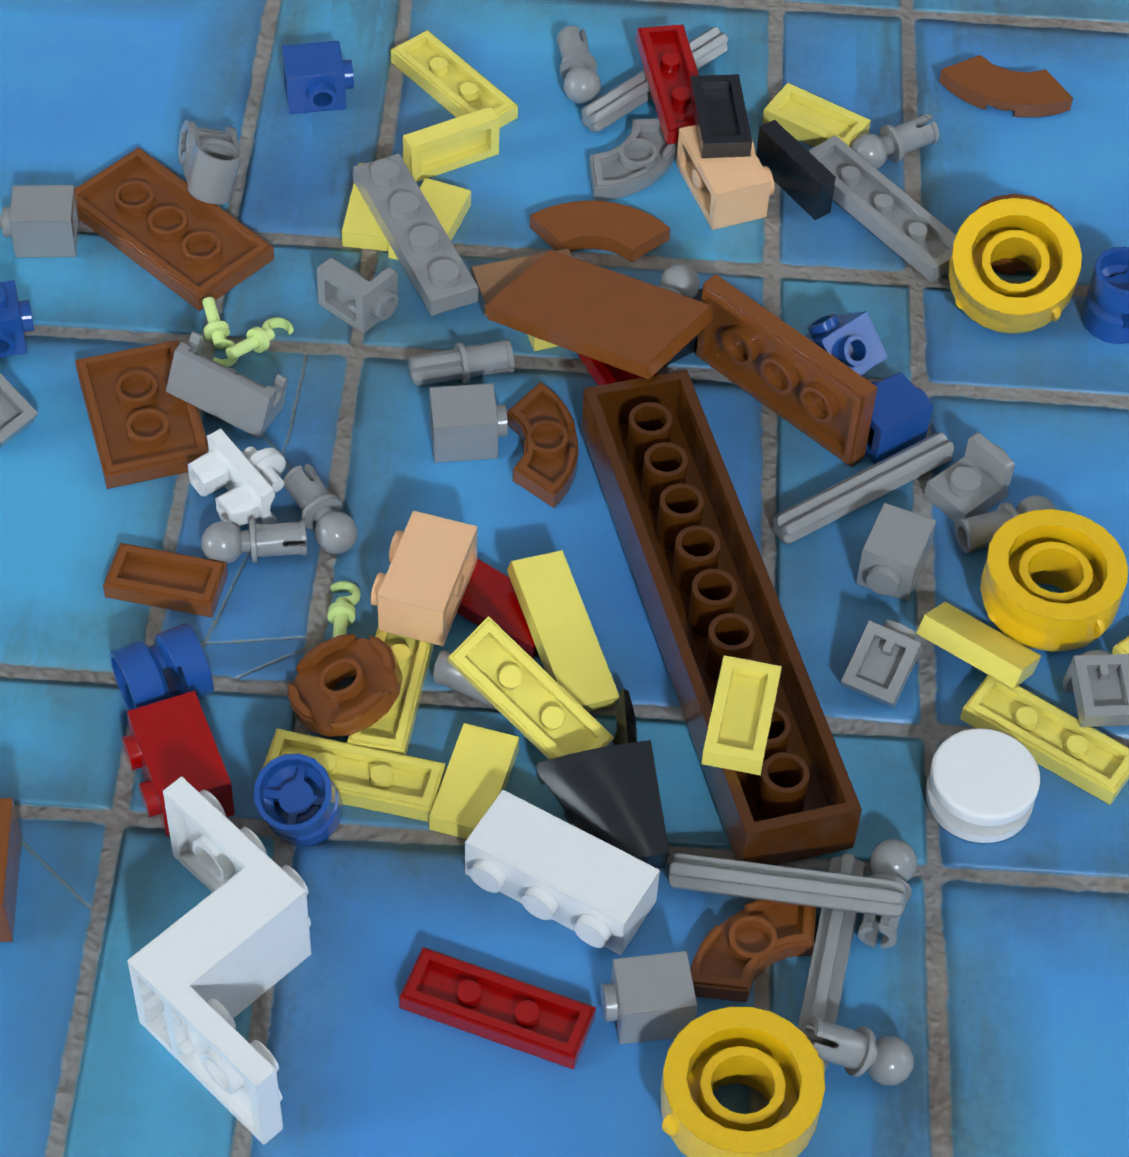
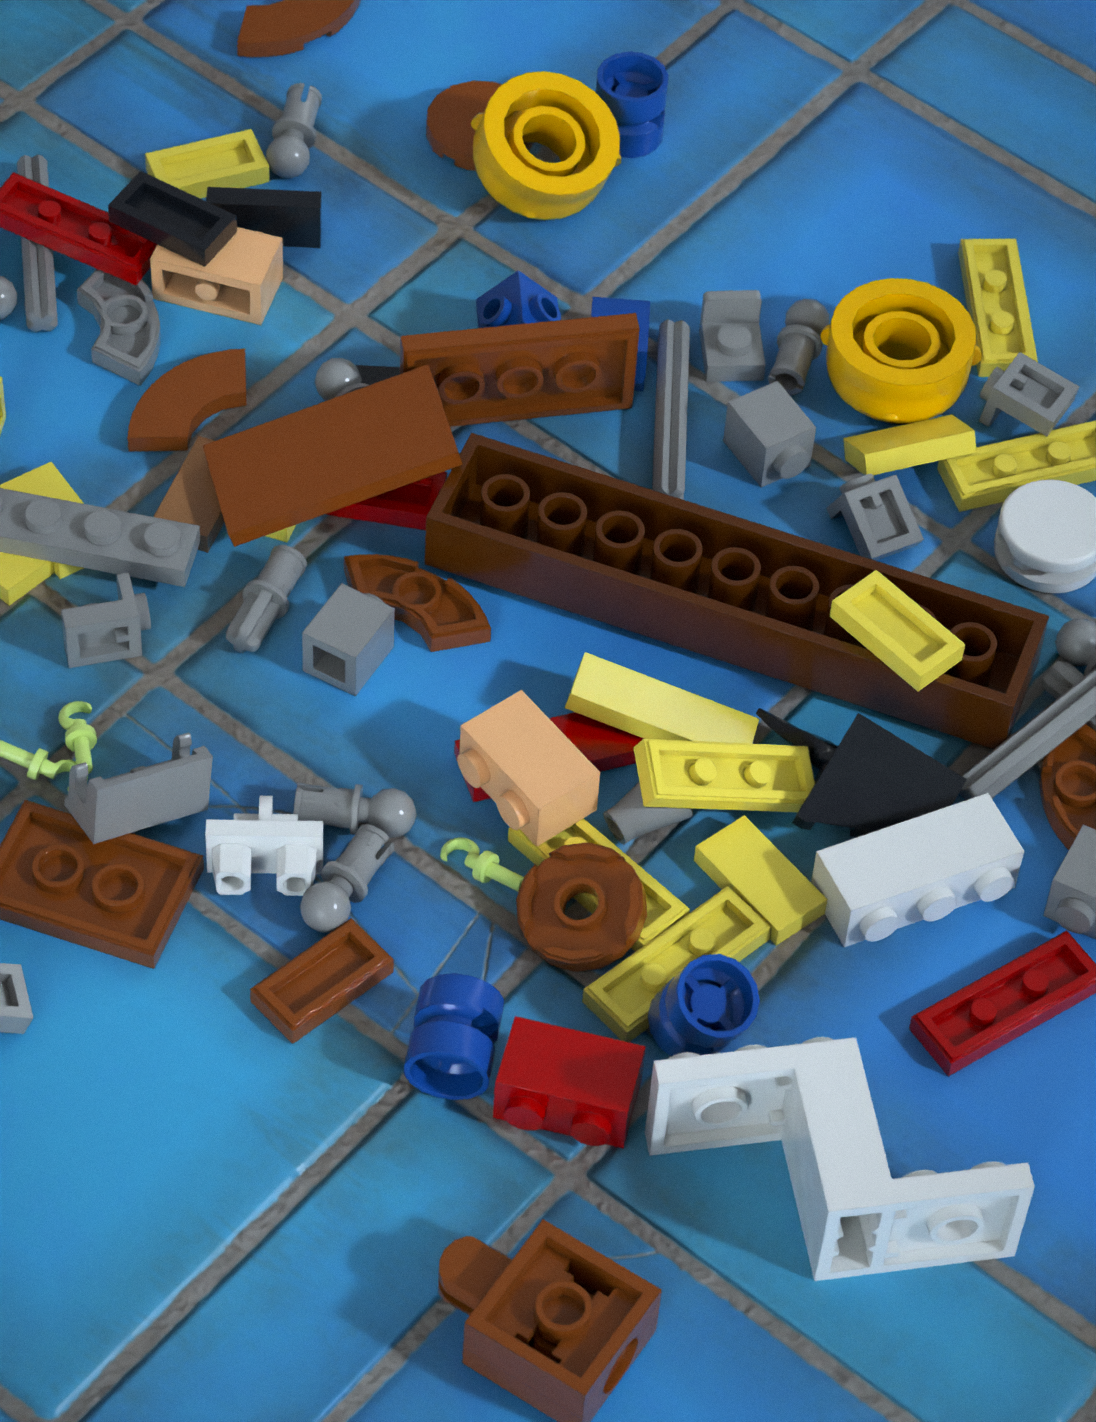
camera: 55 degrees left, 0 degrees up
(887, 210) = (379, 187): light grey plate -> none

